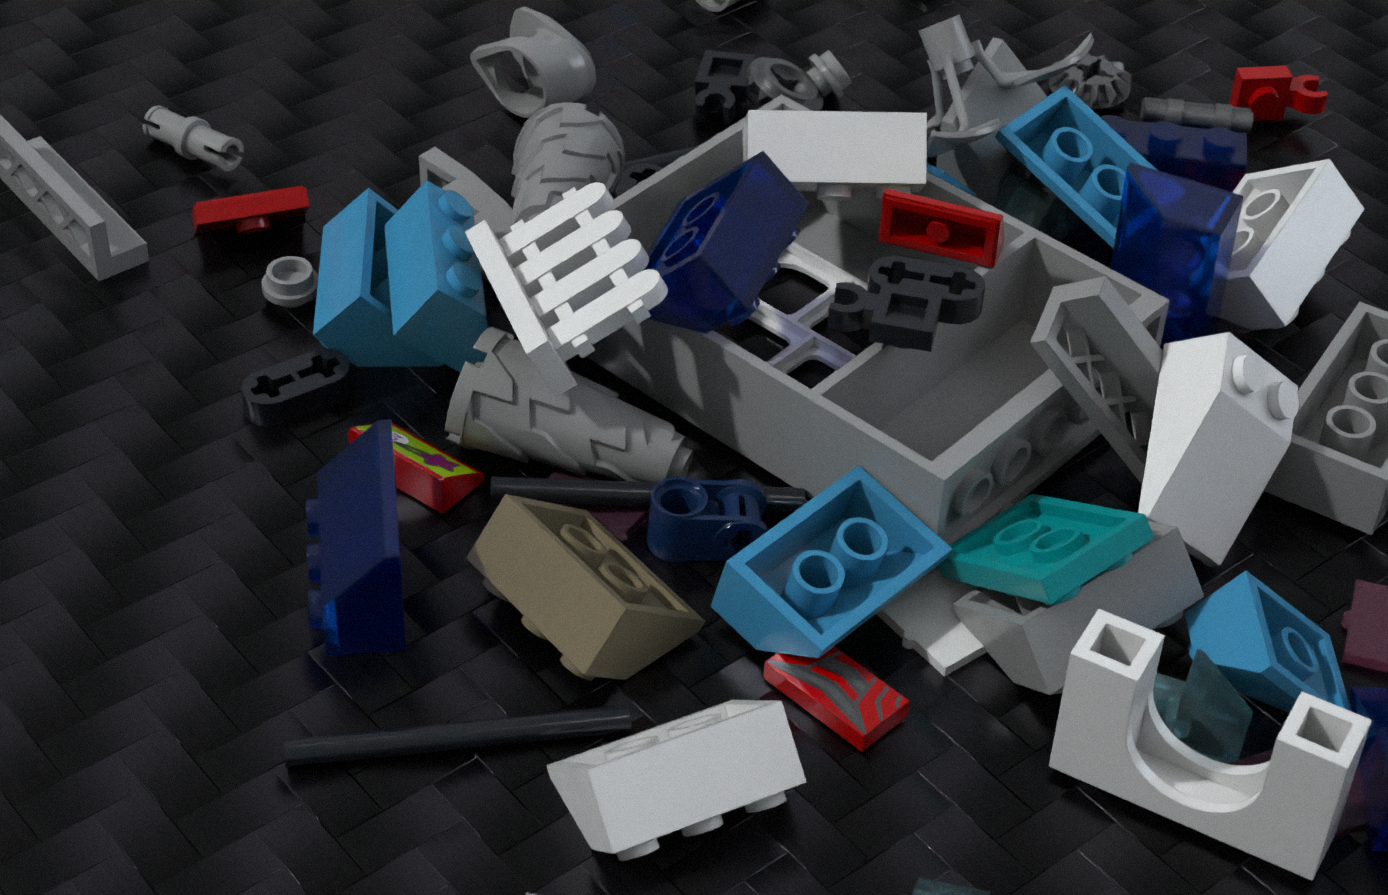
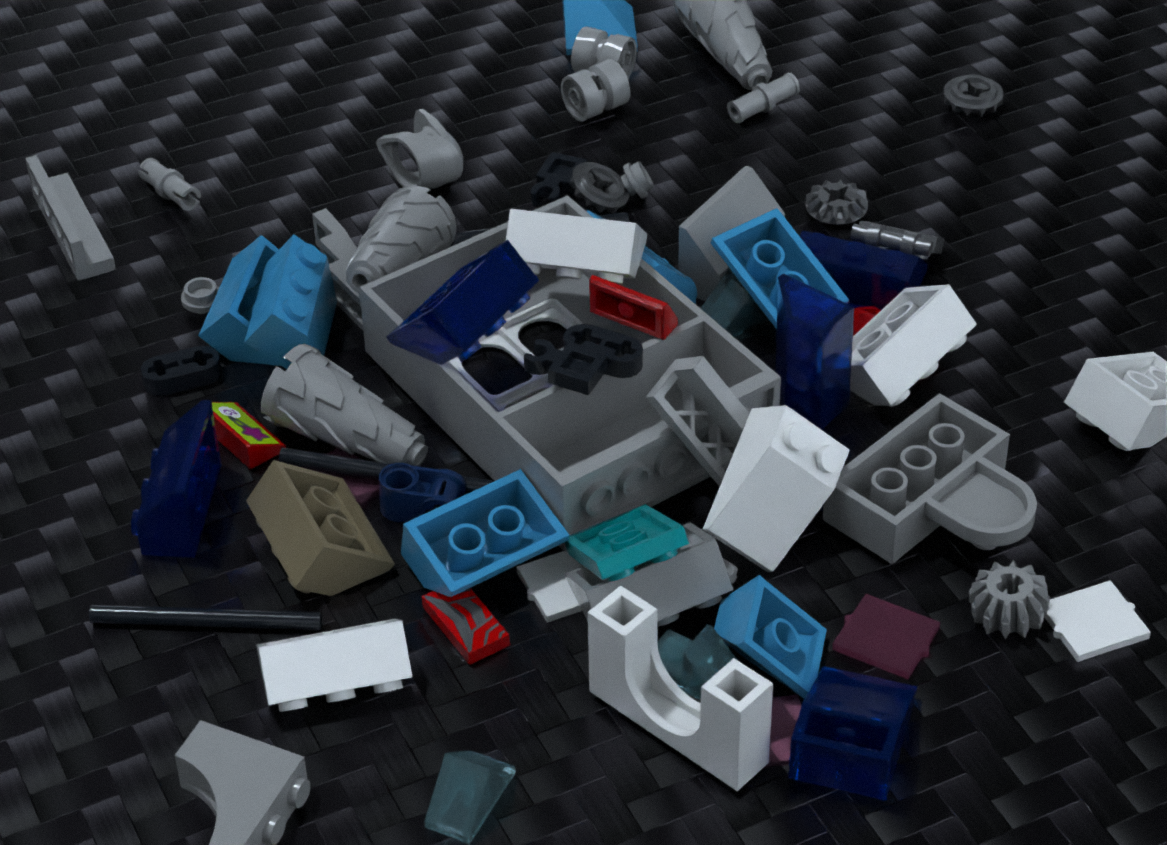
camera: 15 degrees right, 0 degrees up
(251, 211) = (189, 242): red plate -> none
(568, 279) = (353, 317): white fence -> none
(951, 55) = (698, 178): light grey plant -> none
(1272, 89) = (964, 225): red plate -> none

